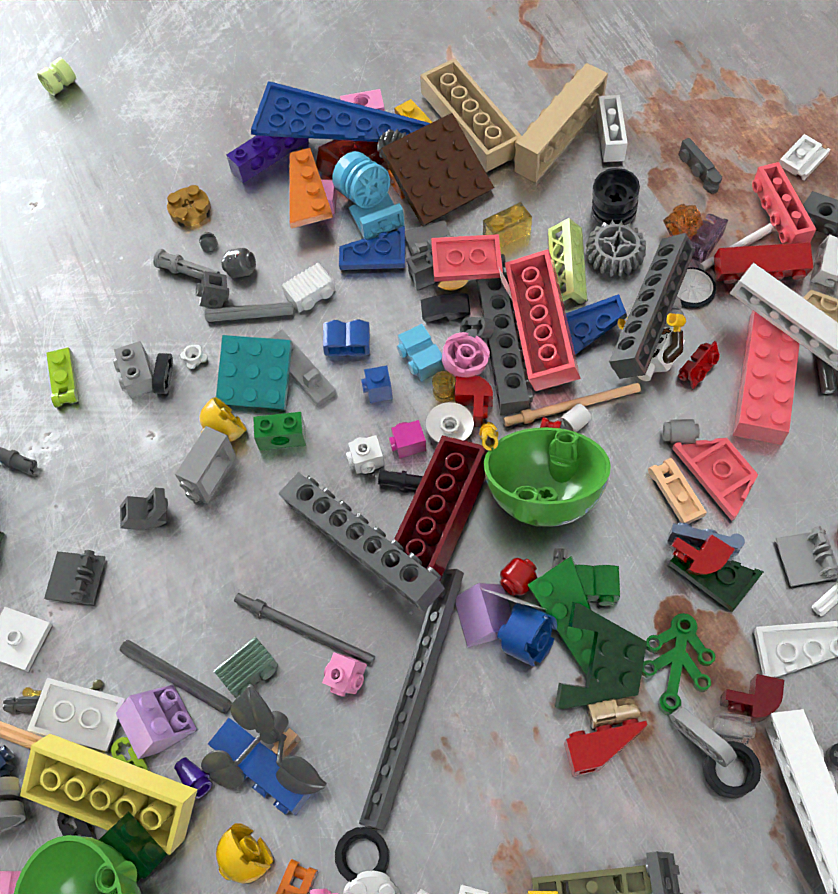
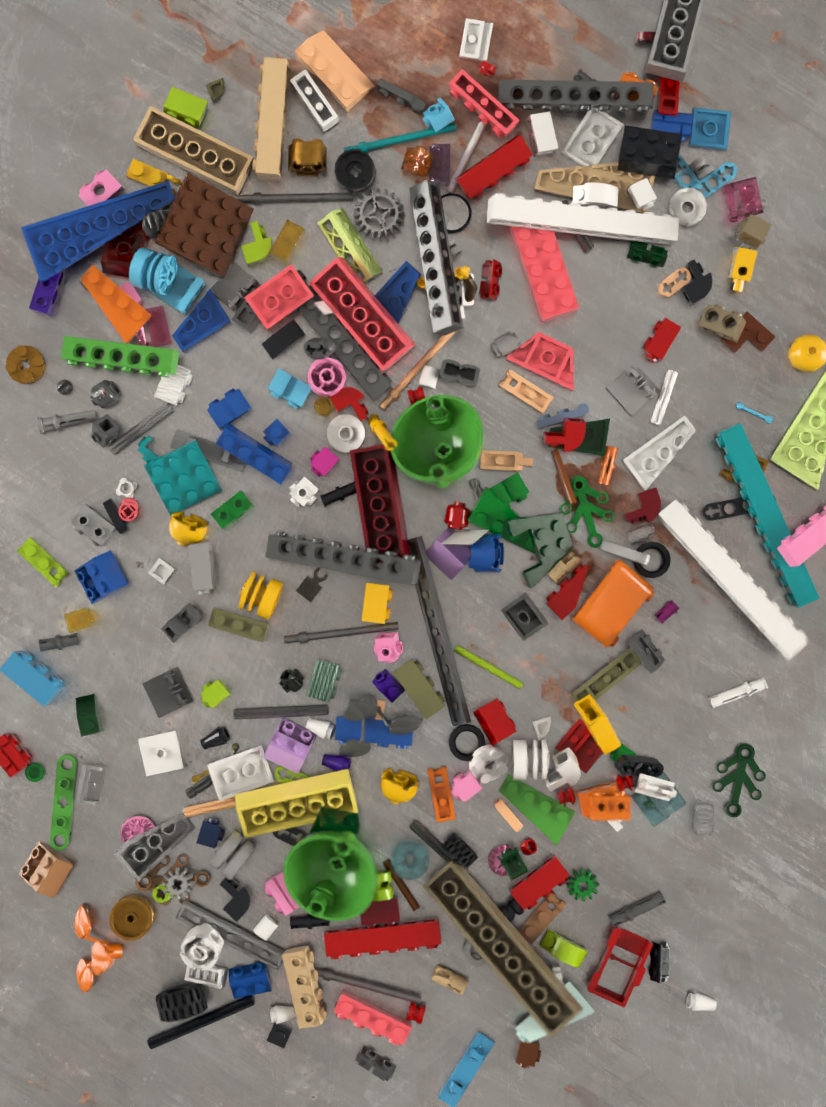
camera: 35 degrees left, 25 degrees up
(47, 446) = (79, 619): none -> clear yellow brick
(85, 659) = (216, 738): none -> black cone
(103, 420) = (101, 577): none -> blue slope
(120, 608) = (214, 693): none -> lime brick
(165, 450) = (161, 571): none -> white plate
(184, 374) = (128, 504): none -> coral wheel
(200, 549) = (239, 624): none -> olive brick
(203, 722) = (321, 728): none -> white cone
(210, 645) = (291, 680): none -> pearl dark grey gear
(241, 325) = (143, 449): none -> teal bracket
(244, 529) = (260, 595): none -> yellow wheel
(278, 234) = (73, 346): none -> bright green brick
(305, 559) = (310, 587): none -> clear smoke plate
(315, 723) = (388, 685): none -> dark purple bracket
(329, 238) = (157, 328): none -> clear pink plate
(340, 385) = (253, 453): none -> blue brick
(349, 749) = (420, 688): none -> olive brick
(364, 617) = (375, 603): none -> yellow brick
(414, 850) = (495, 721): none -> red brick
(449, 778) = (489, 667): none -> lime bar
(470, 218) = (257, 251): none -> lime brick
(488, 78) = (185, 107): none -> lime brick
(504, 182) = (258, 198): none -> flat silver bar
(524, 86) = (216, 89): none -> olive tile
(530, 740) = (524, 616): none -> dark grey slope
(574, 166) = (307, 157): none -> pearl gold brick
(609, 549) = (503, 460): none -> light nougat hinge
(610, 427) = (454, 371): none -> dark grey brick
(645, 118) = (334, 70): none -> light nougat slope
(651, 792) = (613, 604): none -> orange windscreen
(670, 609) = (563, 476): none -> dark orange bar
(703, 207) = (401, 138): none -> teal bar
(719, 850) = (667, 611): none -> magenta pin
(729, 195) = (437, 115): none -> medium azure brick
(744, 612) = (604, 477): none -> orange pin
(802, 184) = (487, 69): none -> red plate

